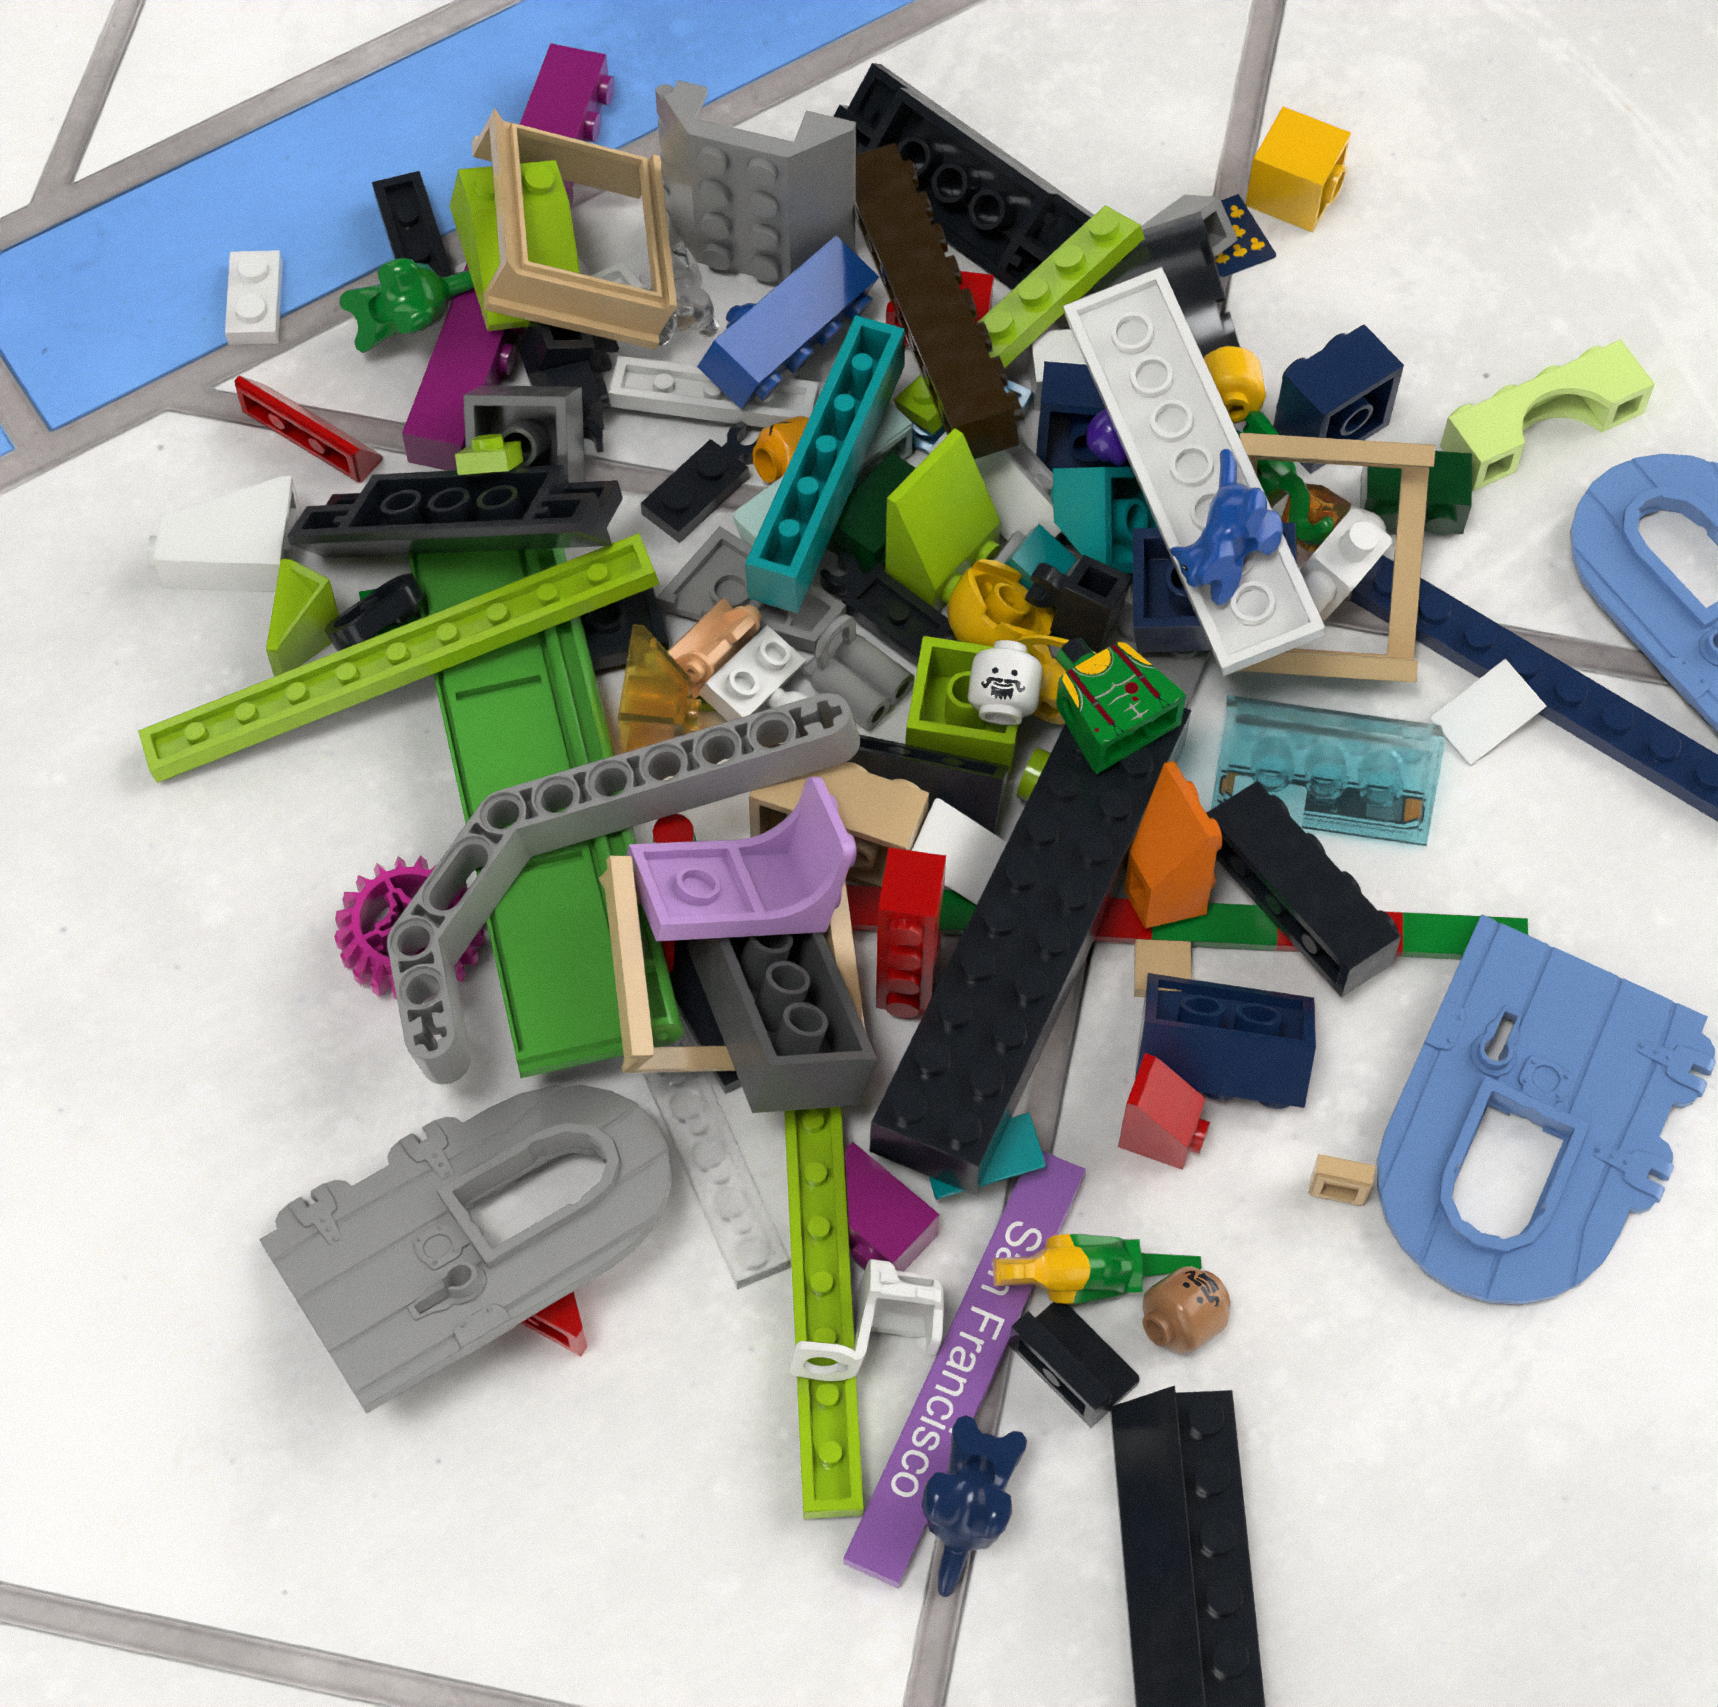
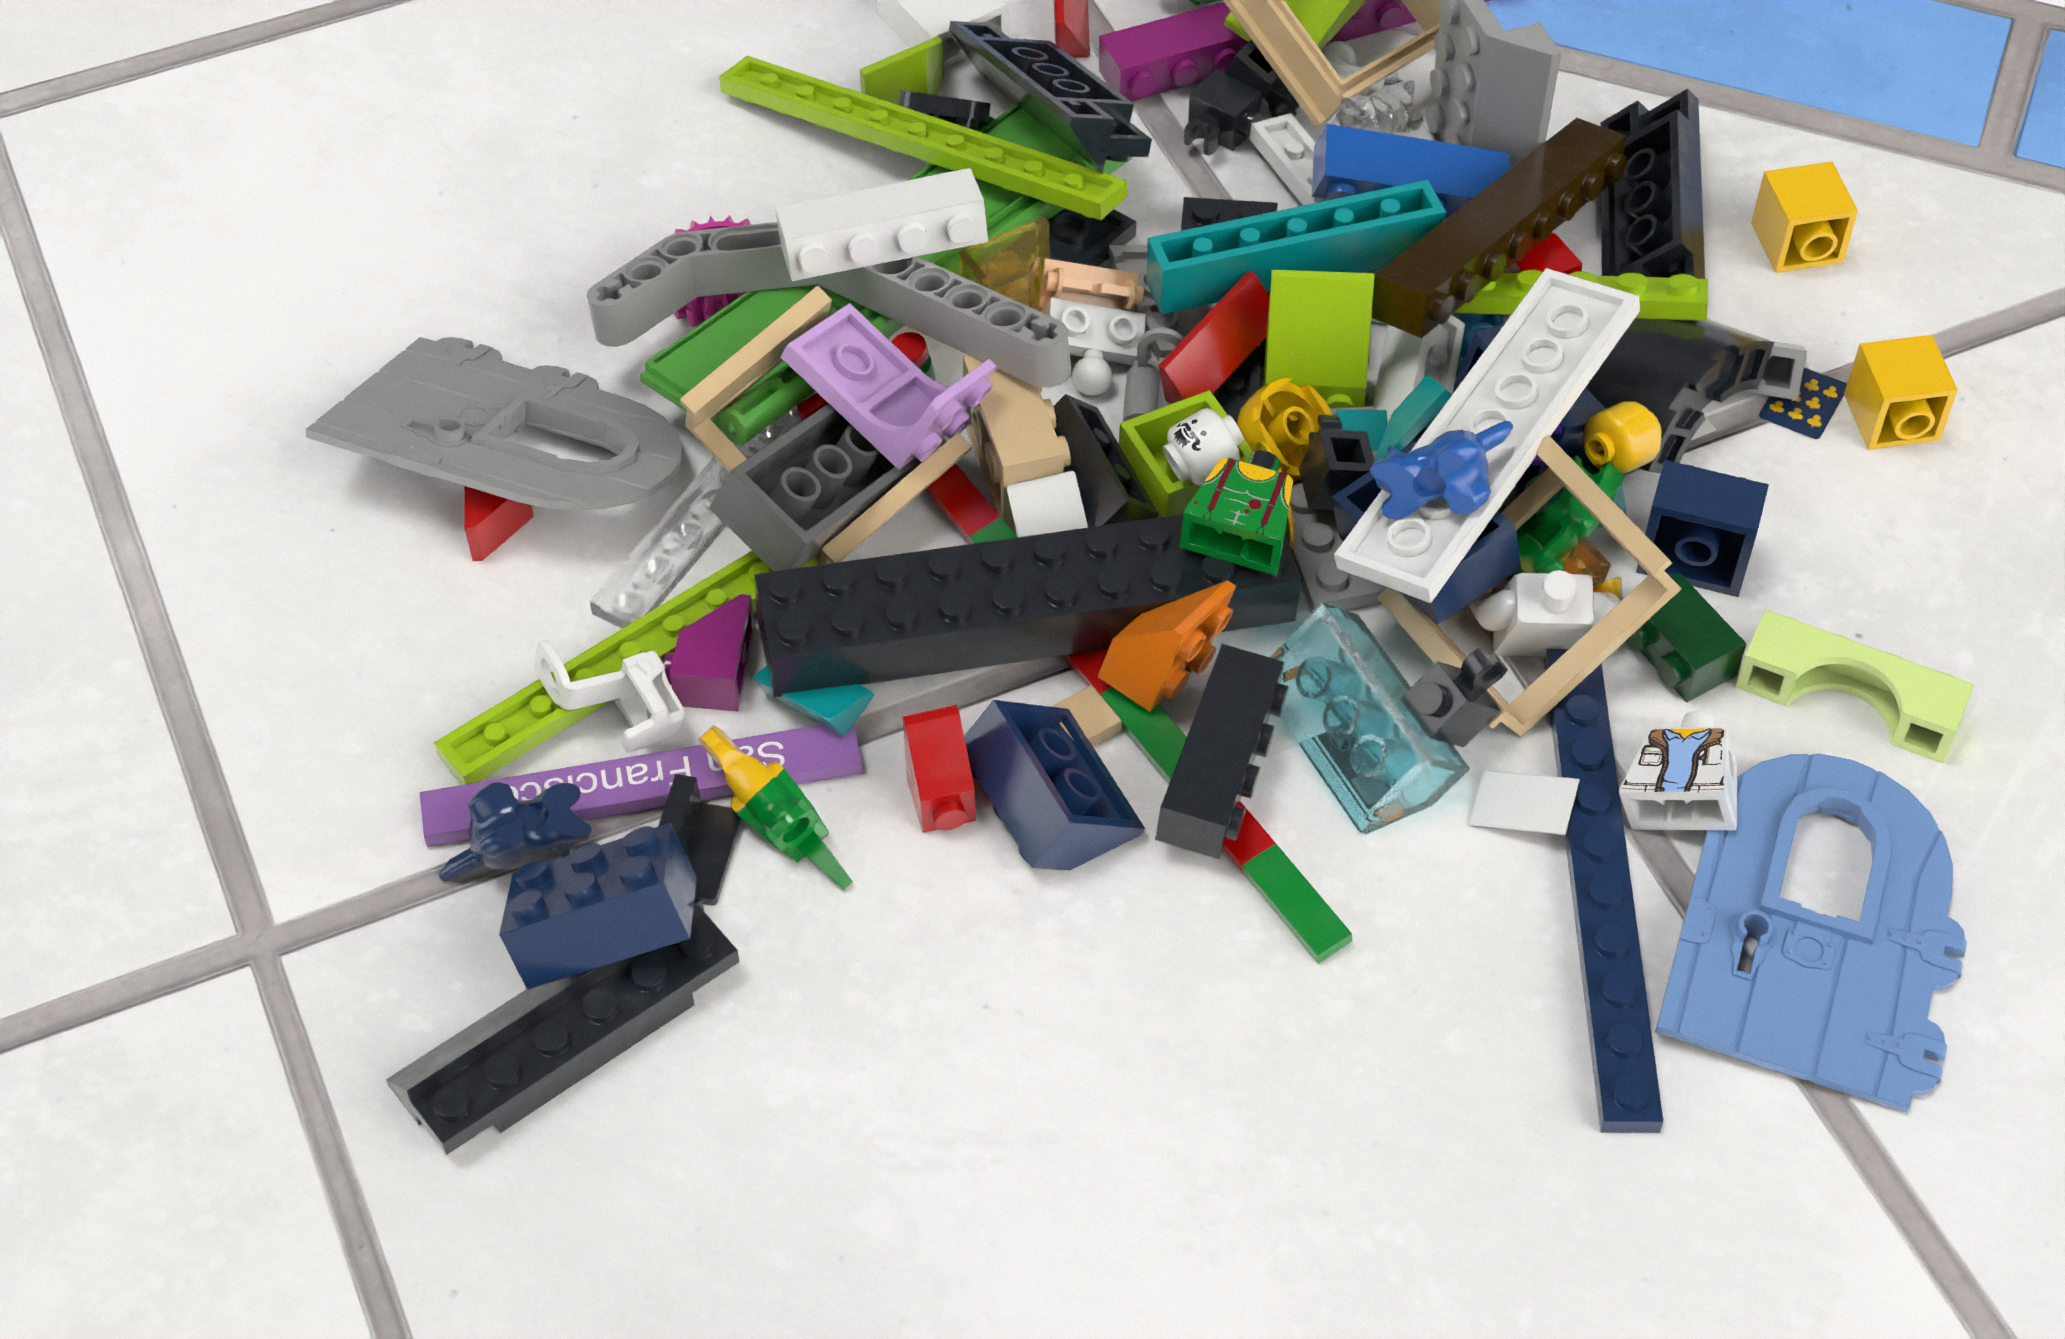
camera: 55 degrees right, 10 degrees down
(488, 455) = (1107, 68): lime plate -> none
(541, 417) = (1164, 87): dark grey brick -> none
(569, 758) = (881, 224): none -> white brick
(873, 595) = (1217, 342): none -> red slope
(909, 931) = (925, 468): red arch -> none
(1064, 92) = (1804, 216): none -> yellow head
(1128, 1472) = (599, 905): none -> dark blue brick
(1185, 1309) = (788, 887): medium nougat head -> none
(1341, 1180) = (990, 930): tan tile -> none
(1389, 686) = (1453, 700): none -> black brick
(1560, 585) = (1683, 778): none -> white torso
(1583, 1062) = (1249, 1050): medium blue door -> none

